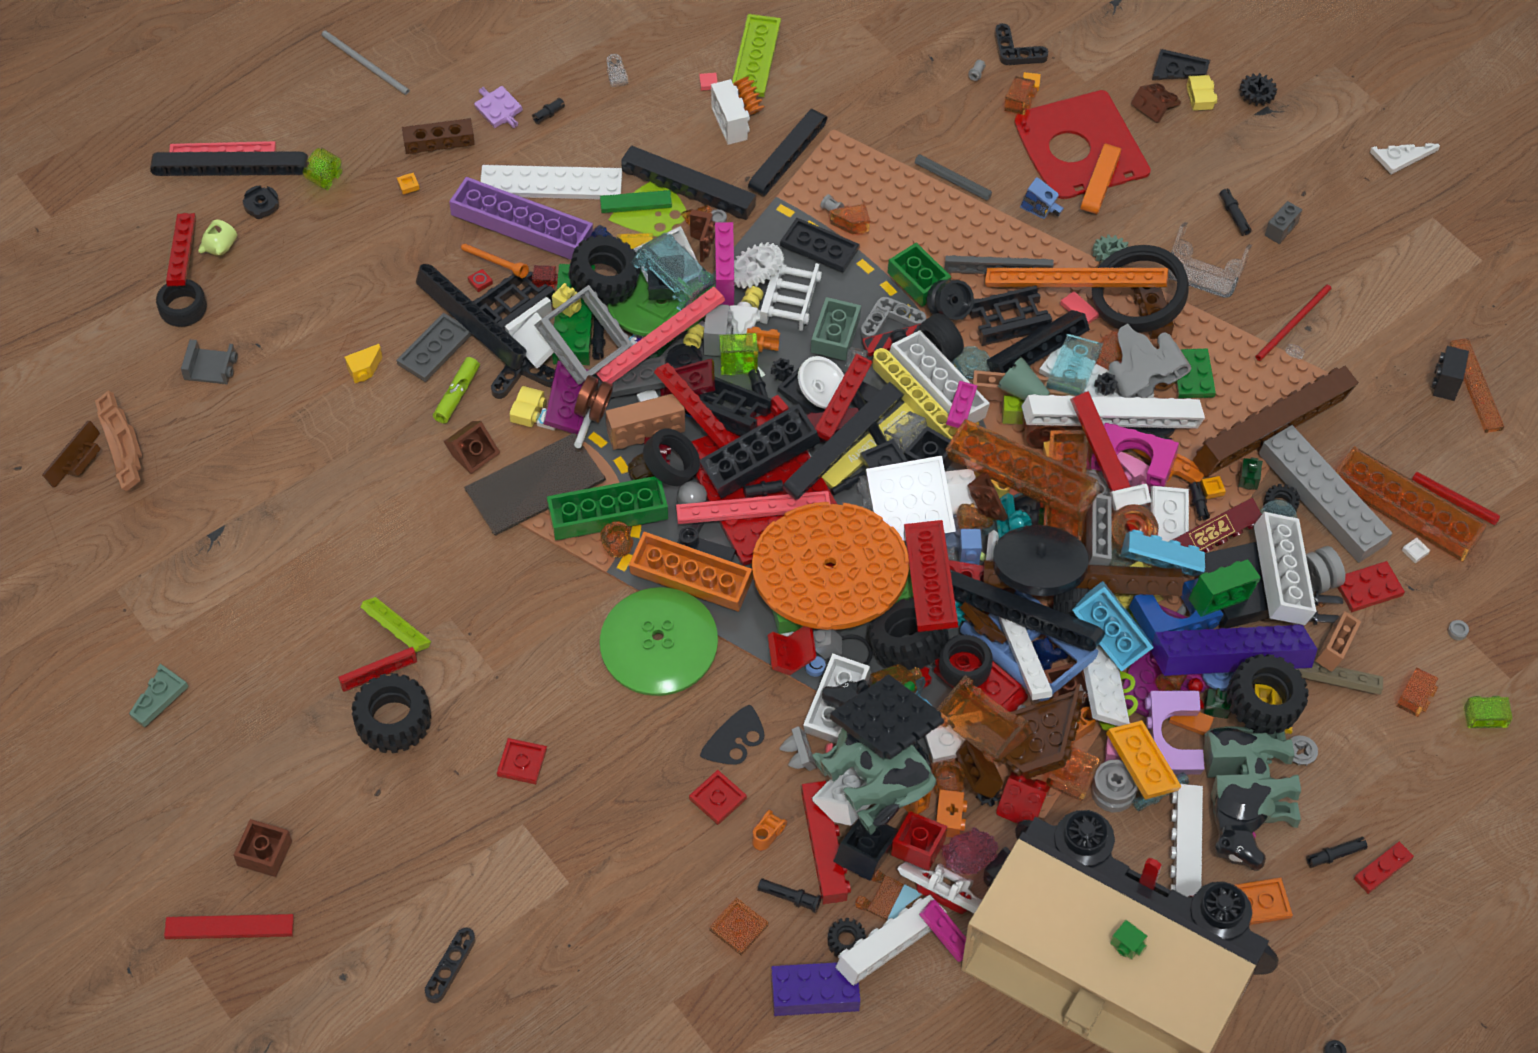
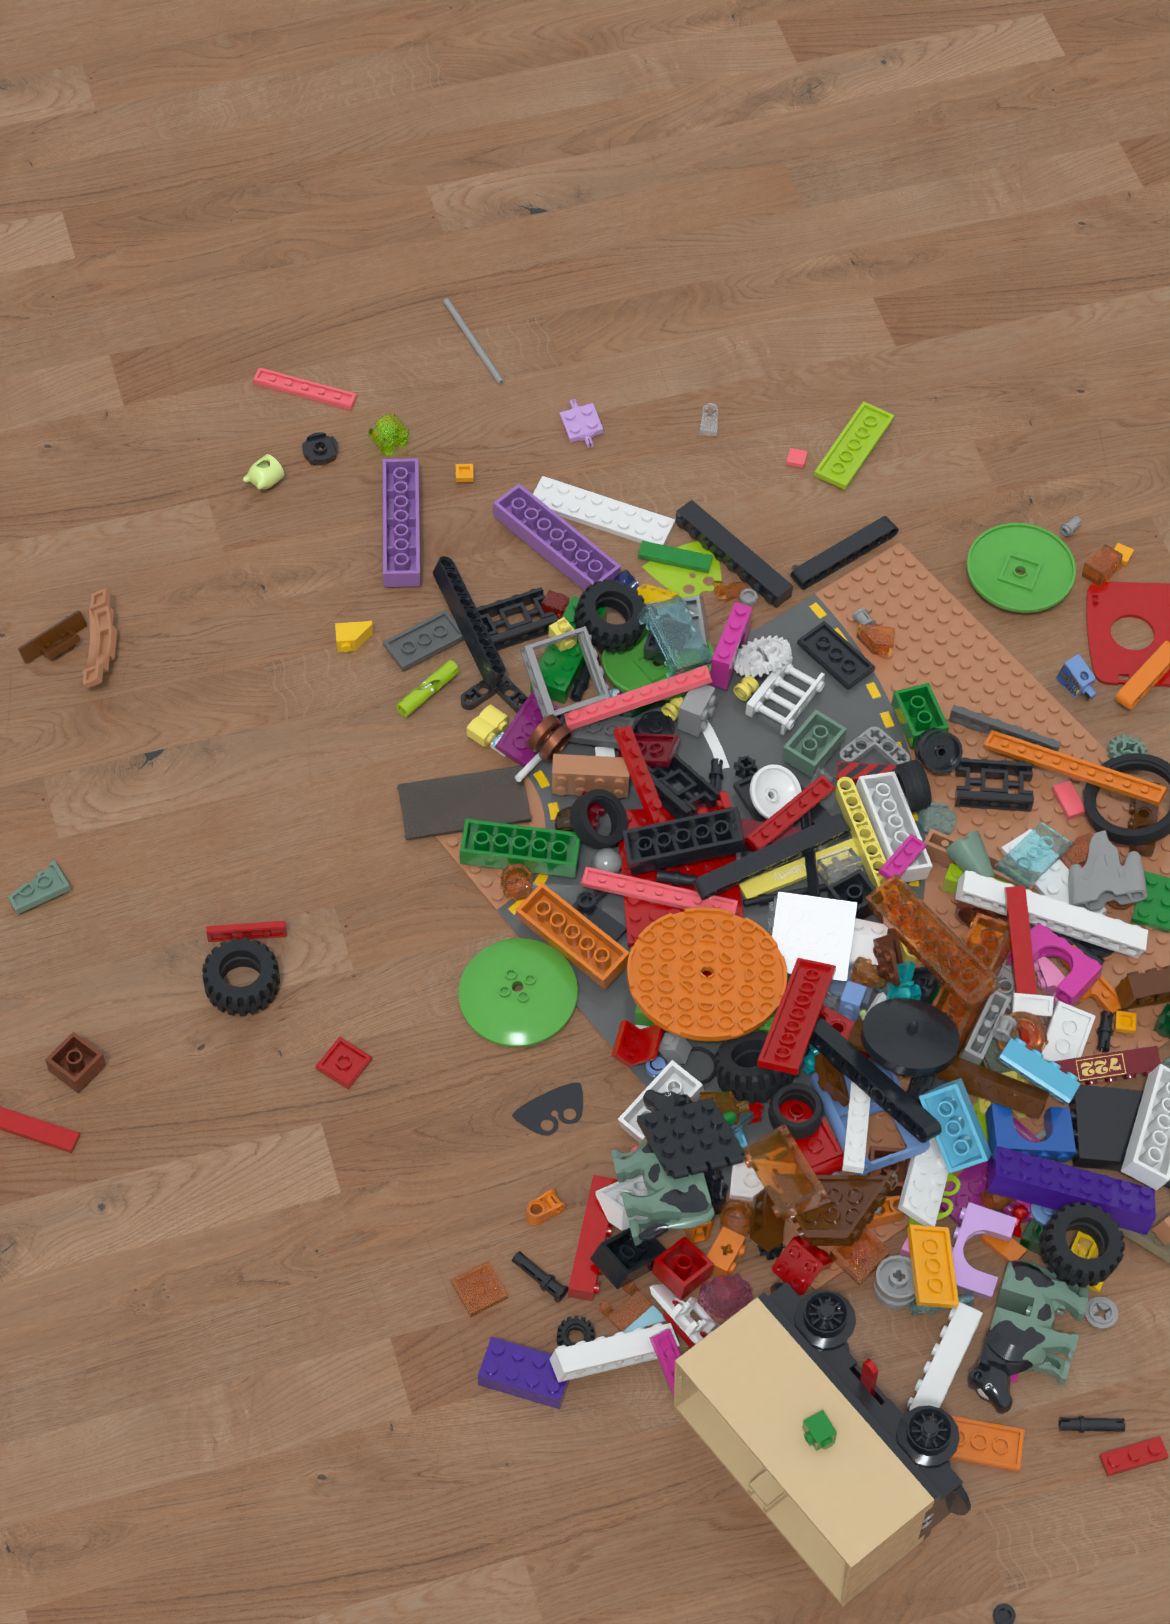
camera: 20 degrees right, 0 degrees up
(181, 249) = (226, 473): red plate -> none
(184, 316) = (208, 538): black tyre -> none
(208, 365) = (209, 591): dark grey panel -> none
(228, 163) = (304, 402): black beam -> none
(368, 246) = (401, 523): none -> medium lavender brick
(395, 624) = (280, 894): lime plate -> none
(438, 136) = (511, 434): reddish brown brick -> none
(452, 966) = (203, 1232): black beam -> none
(472, 446) = (420, 747): copper slope -> none
(480, 280) = (494, 588): red tile -> none
(519, 269) = (531, 589): orange piece -> none
(530, 338) = (516, 673): white tile -> none
(542, 308) = (514, 643): white tile -> none
(548, 110) = (627, 441): black pin -> none
(702, 228) = (724, 603): copper bracket -> none
(717, 797) = (511, 1160): red plate -> none
(729, 111) = (801, 495): white brick -> none
(738, 353) = (707, 738): clear neon green brick -> none
(743, 317) = (728, 705): white rock -> none
(749, 99) = (826, 484): orange piece -> none
(766, 339) = (738, 731): orange hips -> none
(799, 743) = (610, 1136): light grey tile -> none
(882, 455) = (804, 883): black plate -> none
(897, 335) = (871, 769): black bush -> none
(943, 100) = (1024, 547): none -> bright green dish
(953, 177) = (999, 627): dark grey axle -> none
(1010, 51) = (1113, 516): black beam -> none
(1040, 342) = (1012, 821): black brick -> none
(1047, 654) = (881, 1130): clear blue hair -> none
(1105, 384) = (1058, 884): black gear -> none
(1119, 525) = (1004, 1028): none -> light grey bush
(1224, 587) = (1084, 1125): green brick -> none

